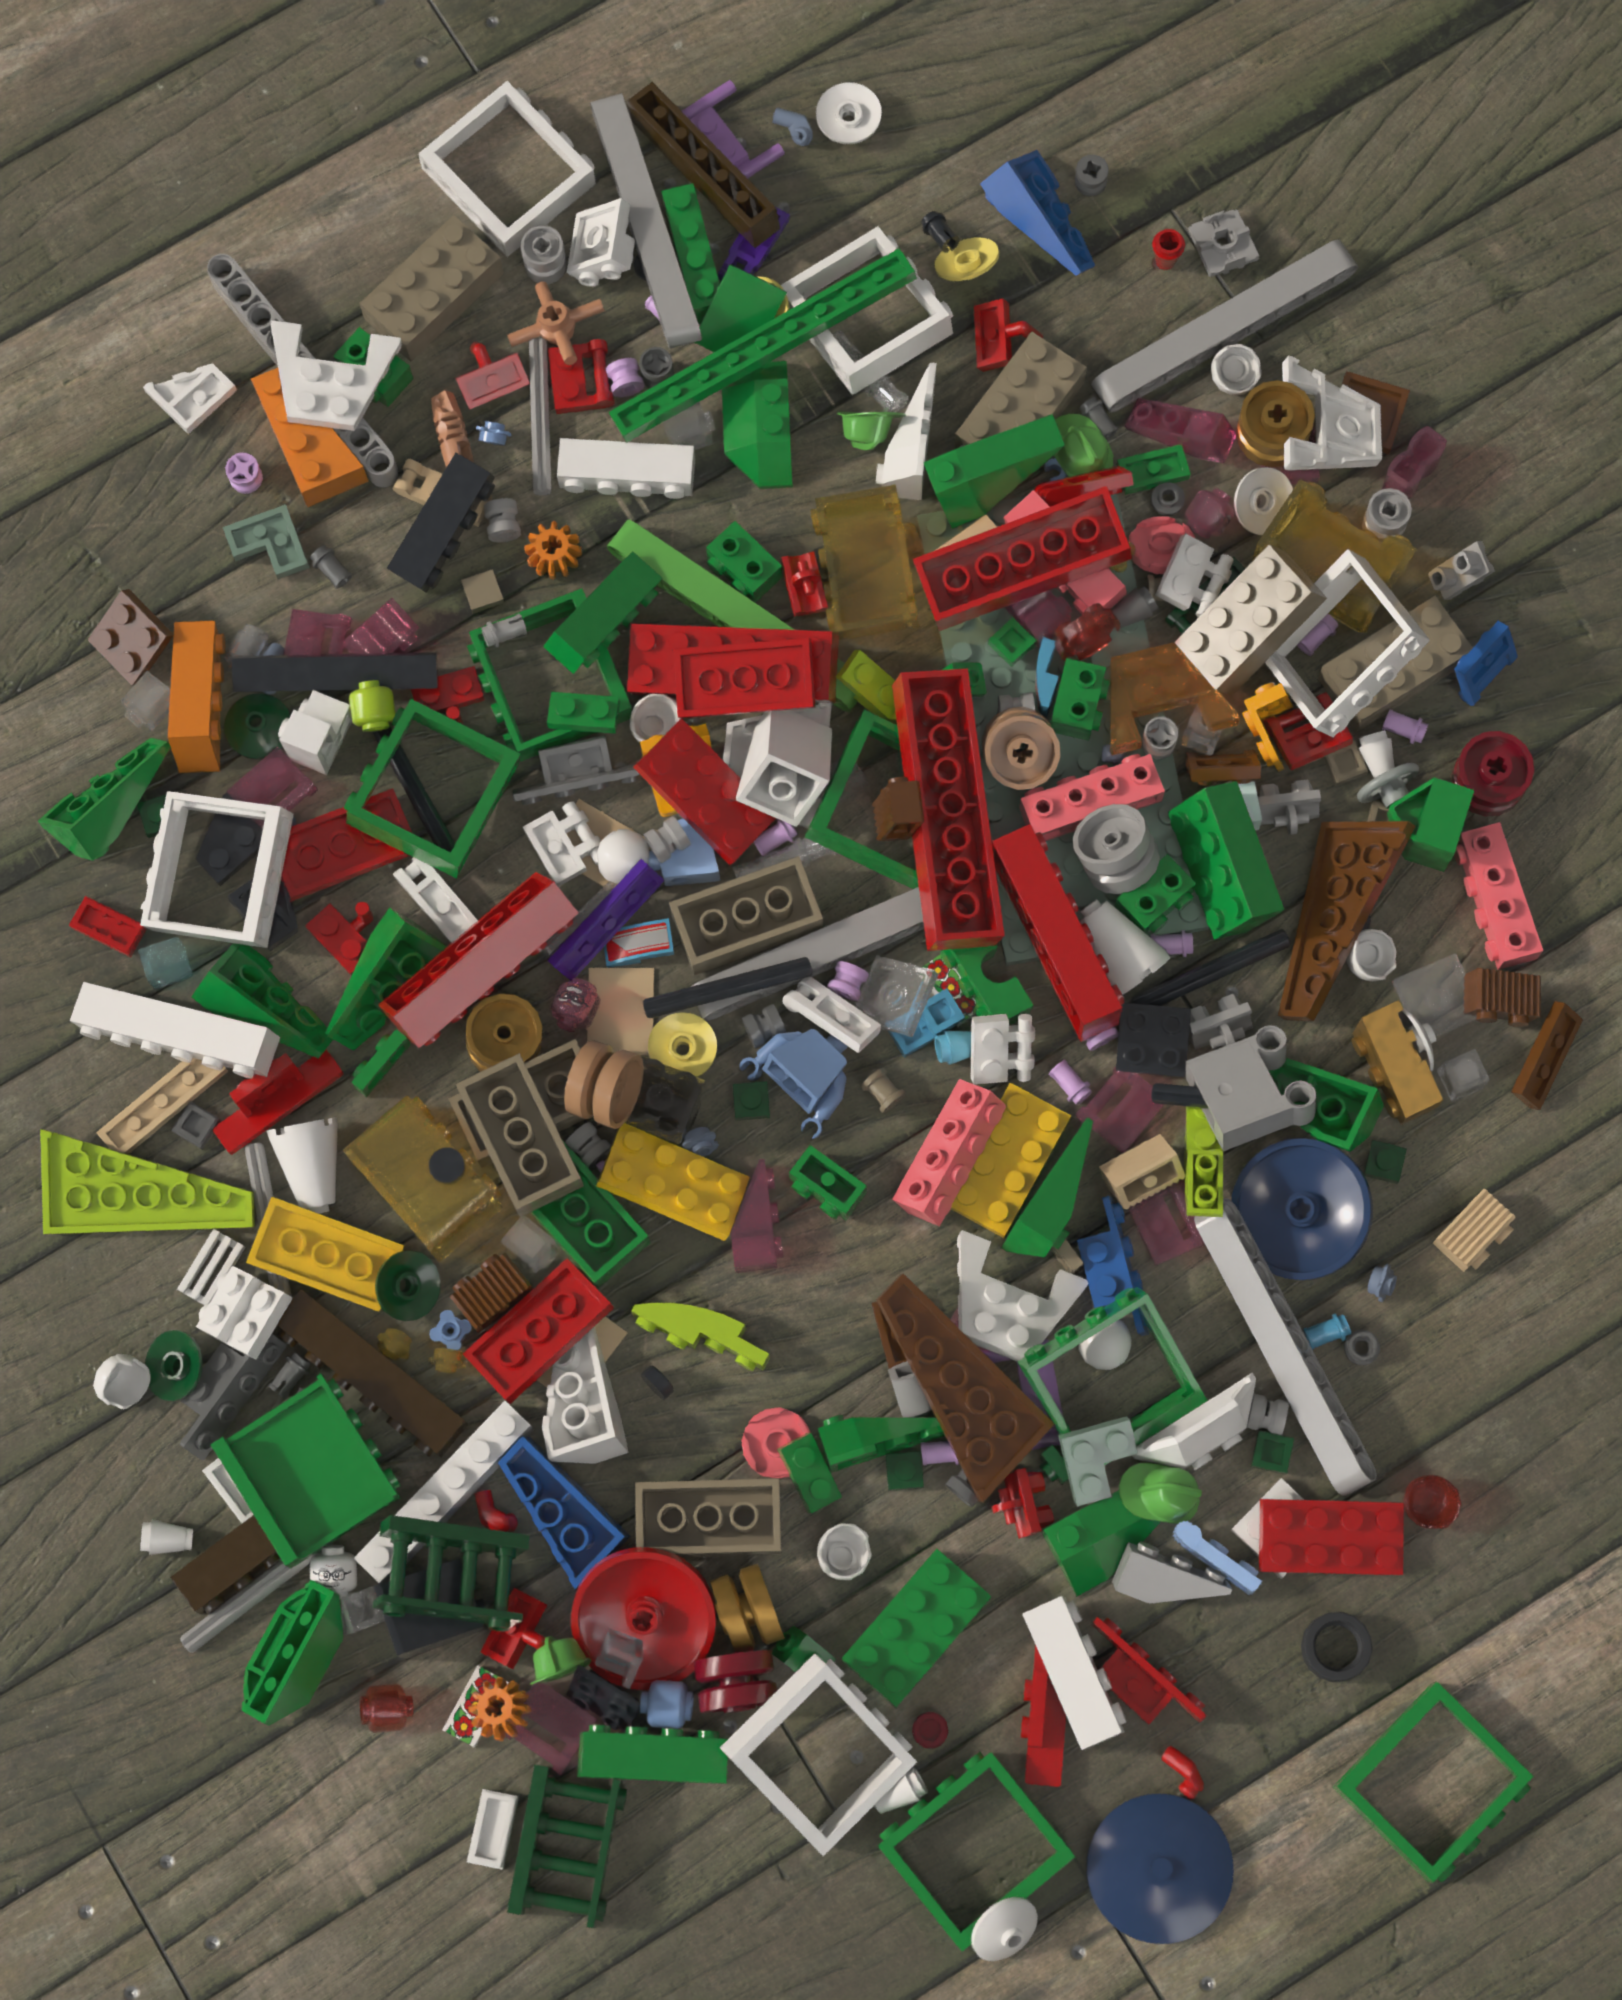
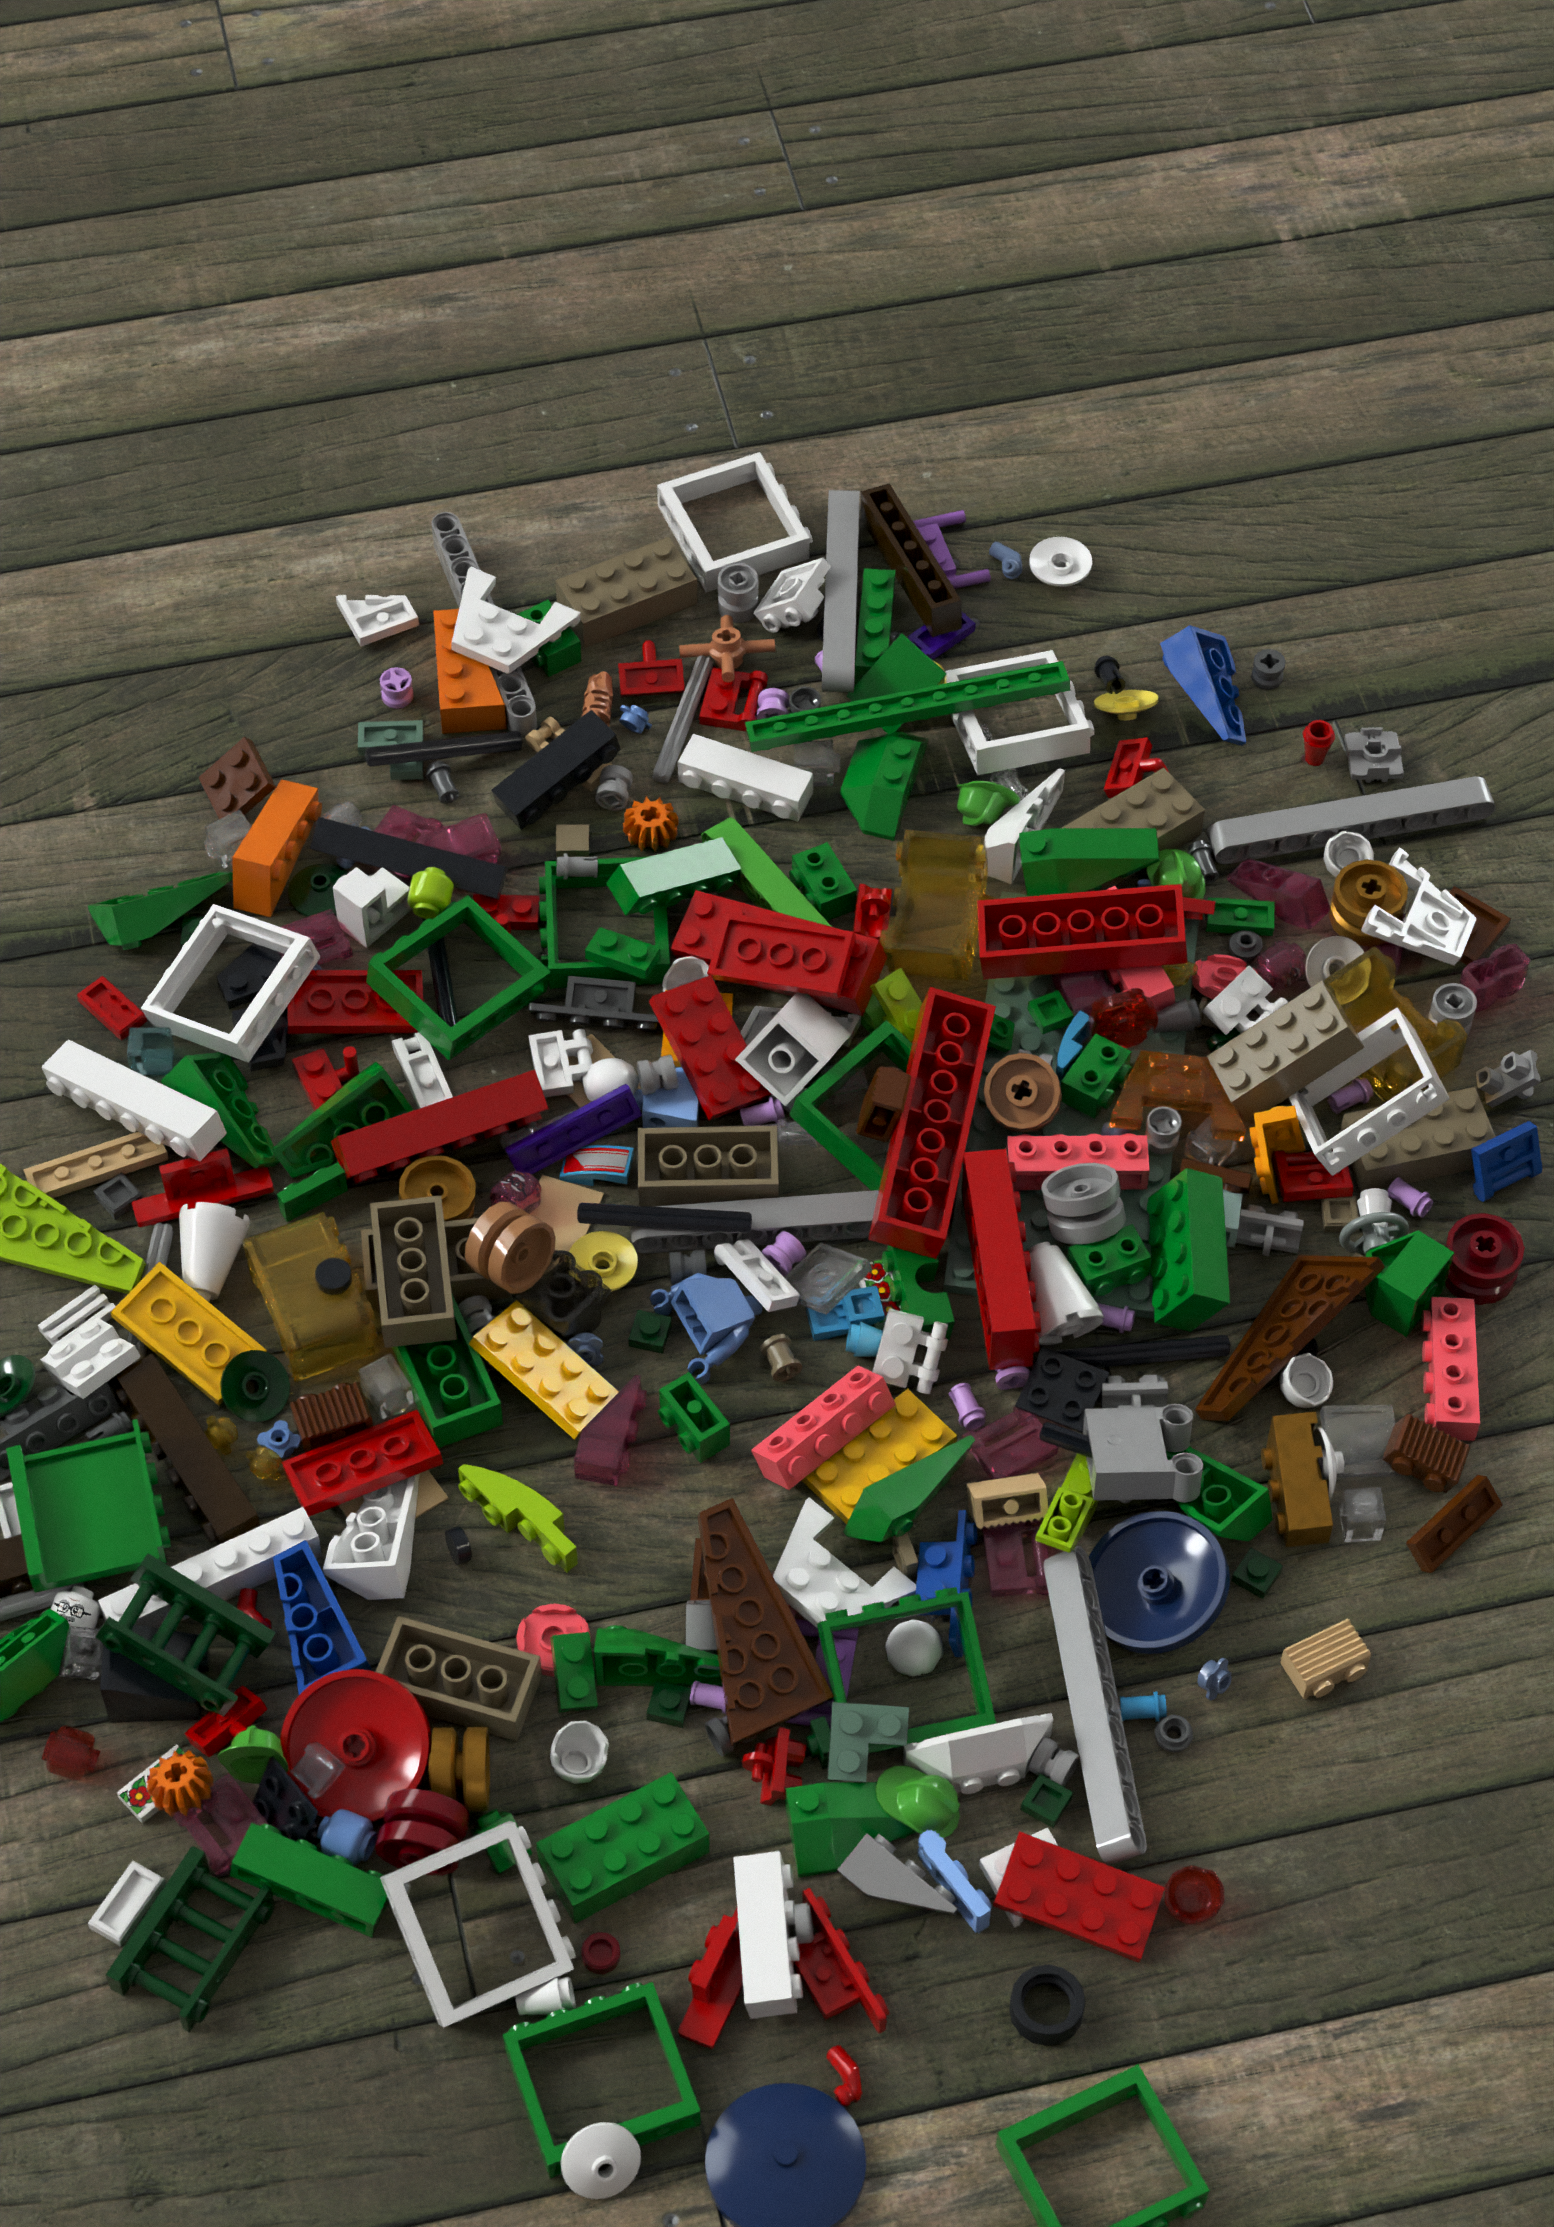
camera: 15 degrees right, 20 degrees down
(319, 532) = (443, 748): none -> black axle
(1103, 1650) = (803, 1923): none -> light grey tile

